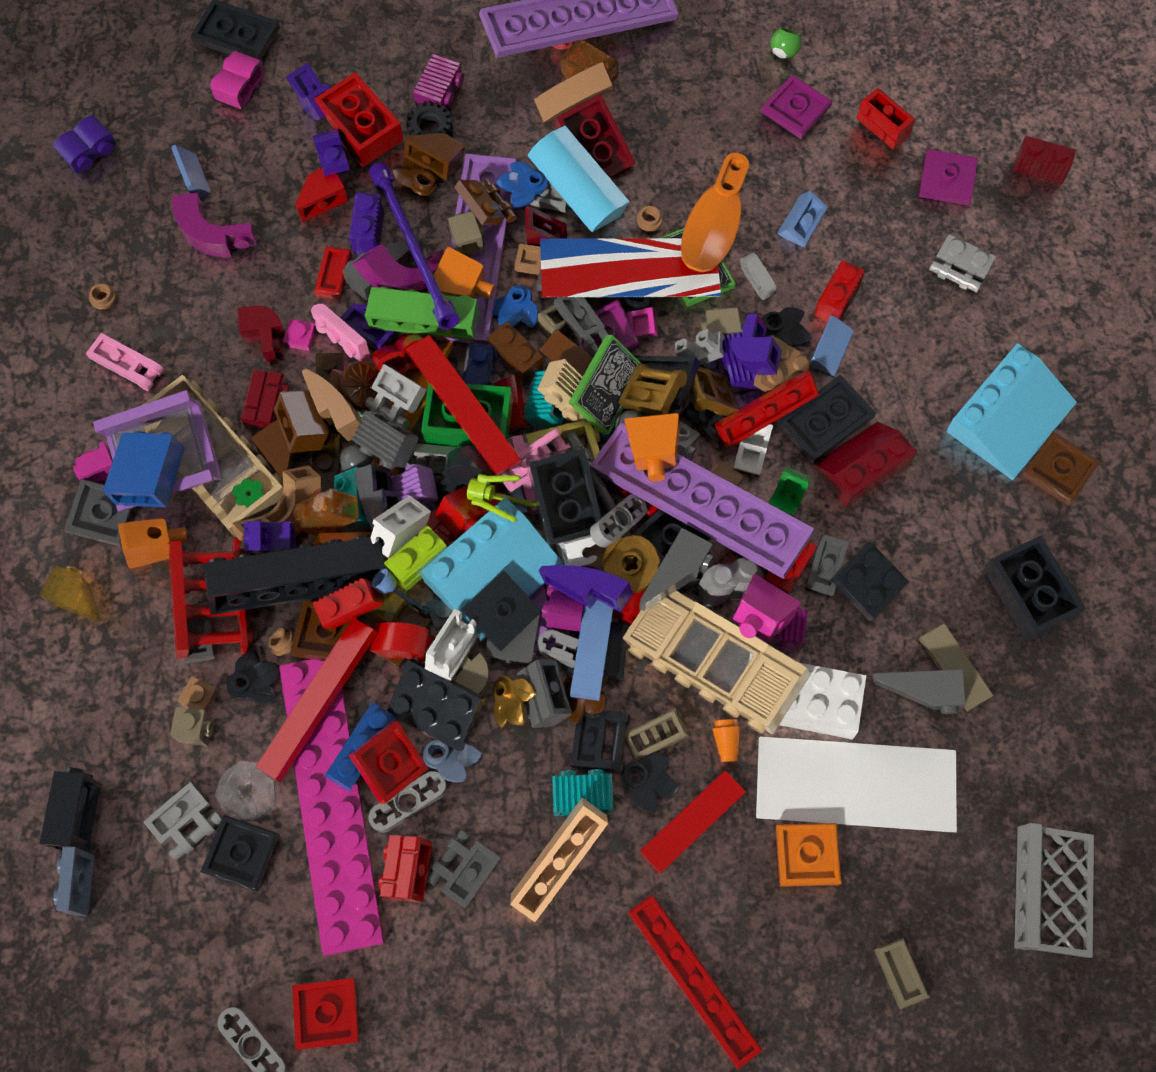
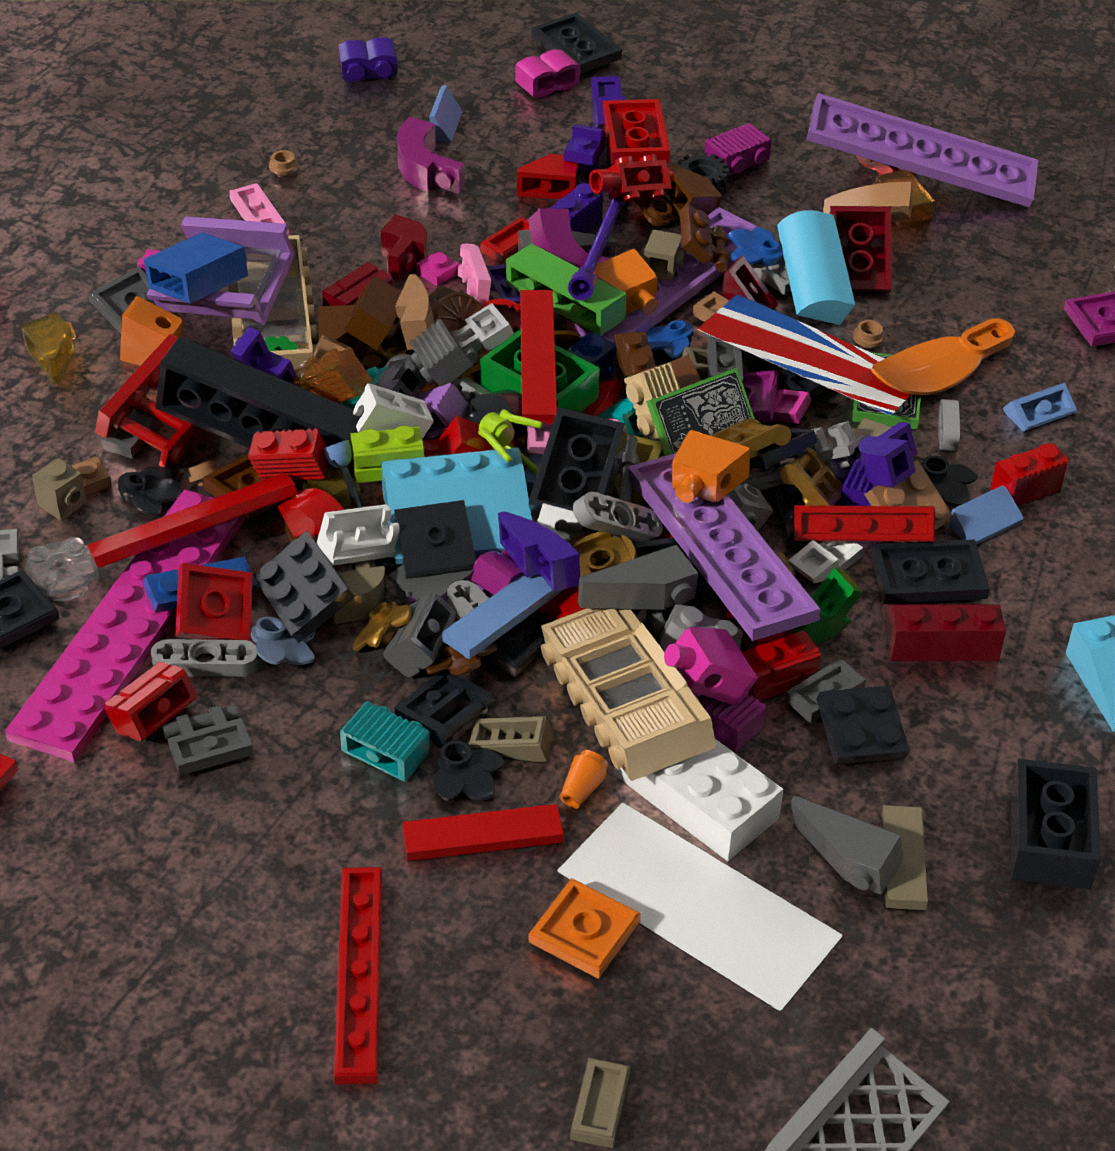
camera: 30 degrees right, 25 degrees down
(395, 171) = (627, 179): none -> red brick
(558, 859) = (306, 764): light nougat brick -> none

